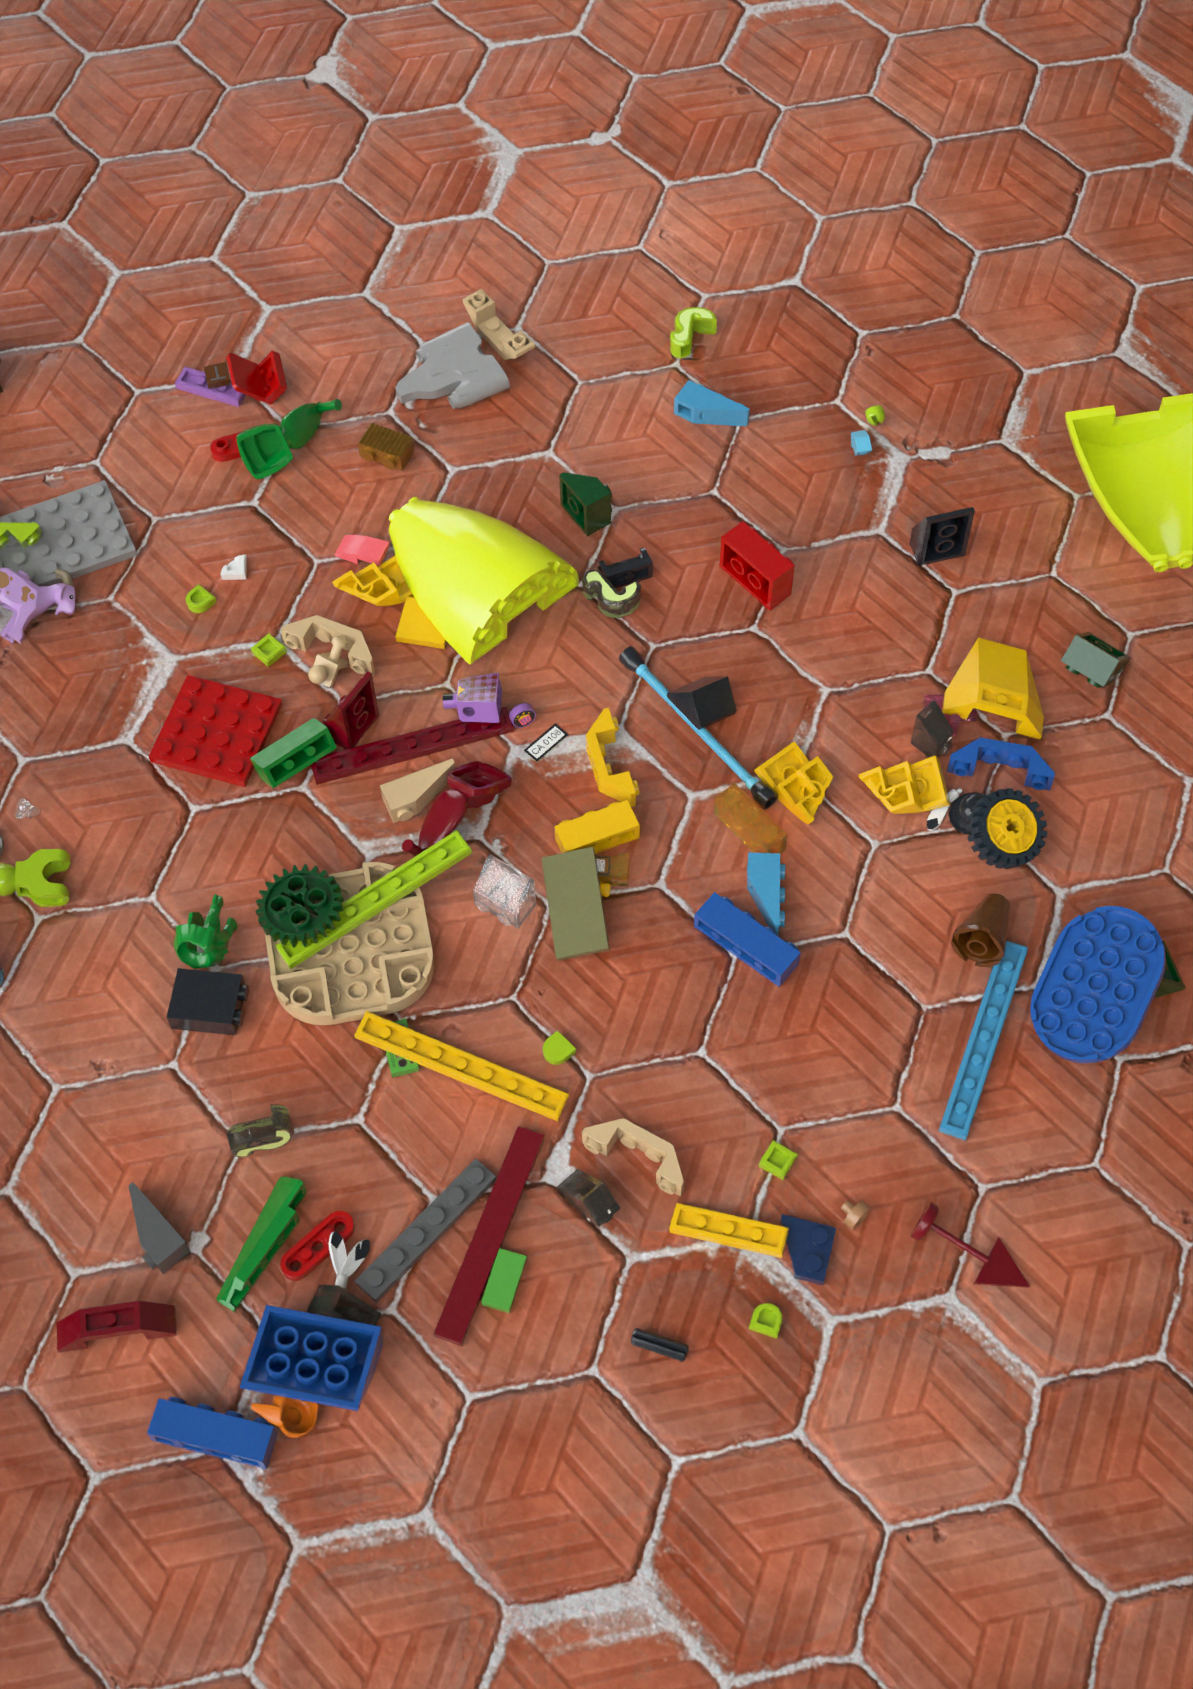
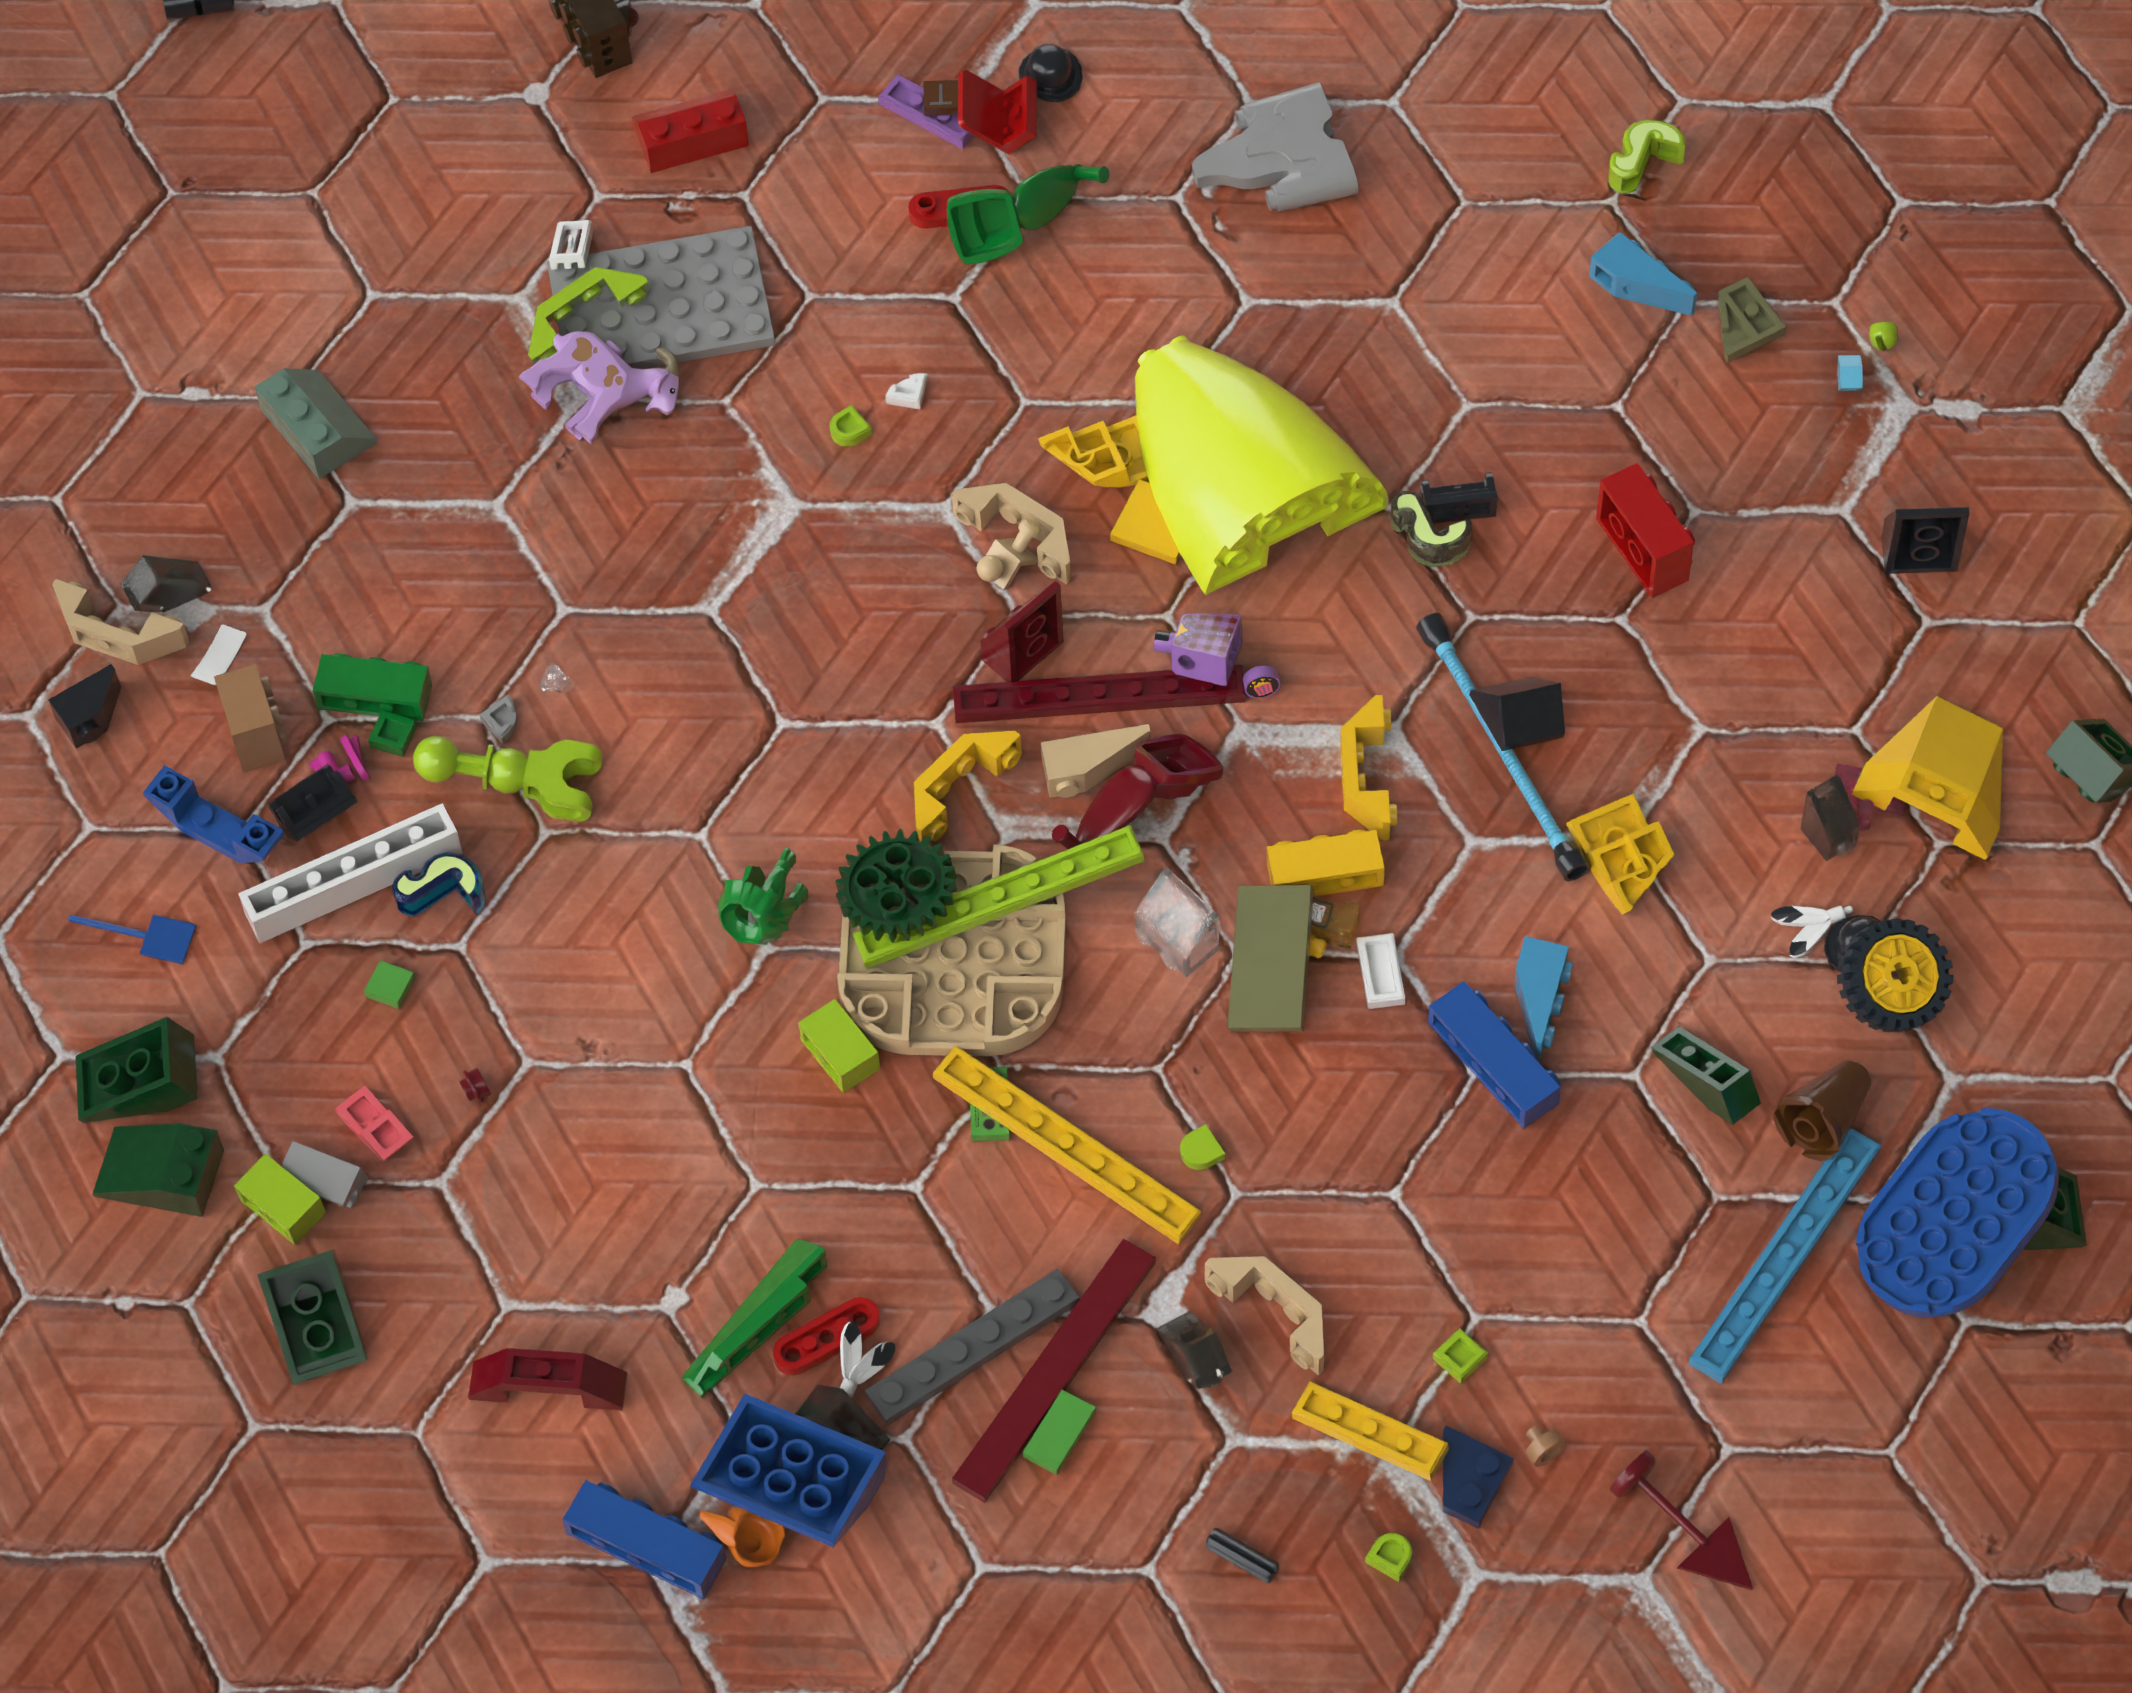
camera: 15 degrees right, 0 degrees up
(19, 1112) = (474, 1085): none -> dark red plate
(52, 426) = (691, 130): none -> red slope
(157, 1237) = (622, 1281): dark grey slope -> none
(207, 1001) = (747, 990): black brick -> none
(215, 730) = (834, 620): red plate -> none
(261, 1133) = (784, 1177): clear smoke animal -> none
(268, 650) = (930, 519): lime tile -> none
(282, 1028) = (839, 1045): none -> lime panel
(291, 346) = (1055, 71): none -> black hat
(293, 753) = (933, 673): green brick -> none
(346, 798) = (990, 749): none -> yellow slope
(365, 548) = (1094, 396): coral slope -> none
(386, 446) = (1159, 251): pearl gold brick -> none
(493, 330) = (1355, 99): tan slope -> none
(546, 742) = (1286, 726): sticker -> none
(586, 501) = (1425, 389): dark green slope -> none
(652, 897) = (1380, 971): none -> white tile
(749, 821) = (1539, 894): clear yellow brick -> none
(784, 421) = (1746, 320): none -> olive wing
(900, 923) = (1709, 1074): none -> dark green slope
(909, 786) = (1778, 889): yellow slope -> none
(990, 751) = (1866, 869): blue slope -> none

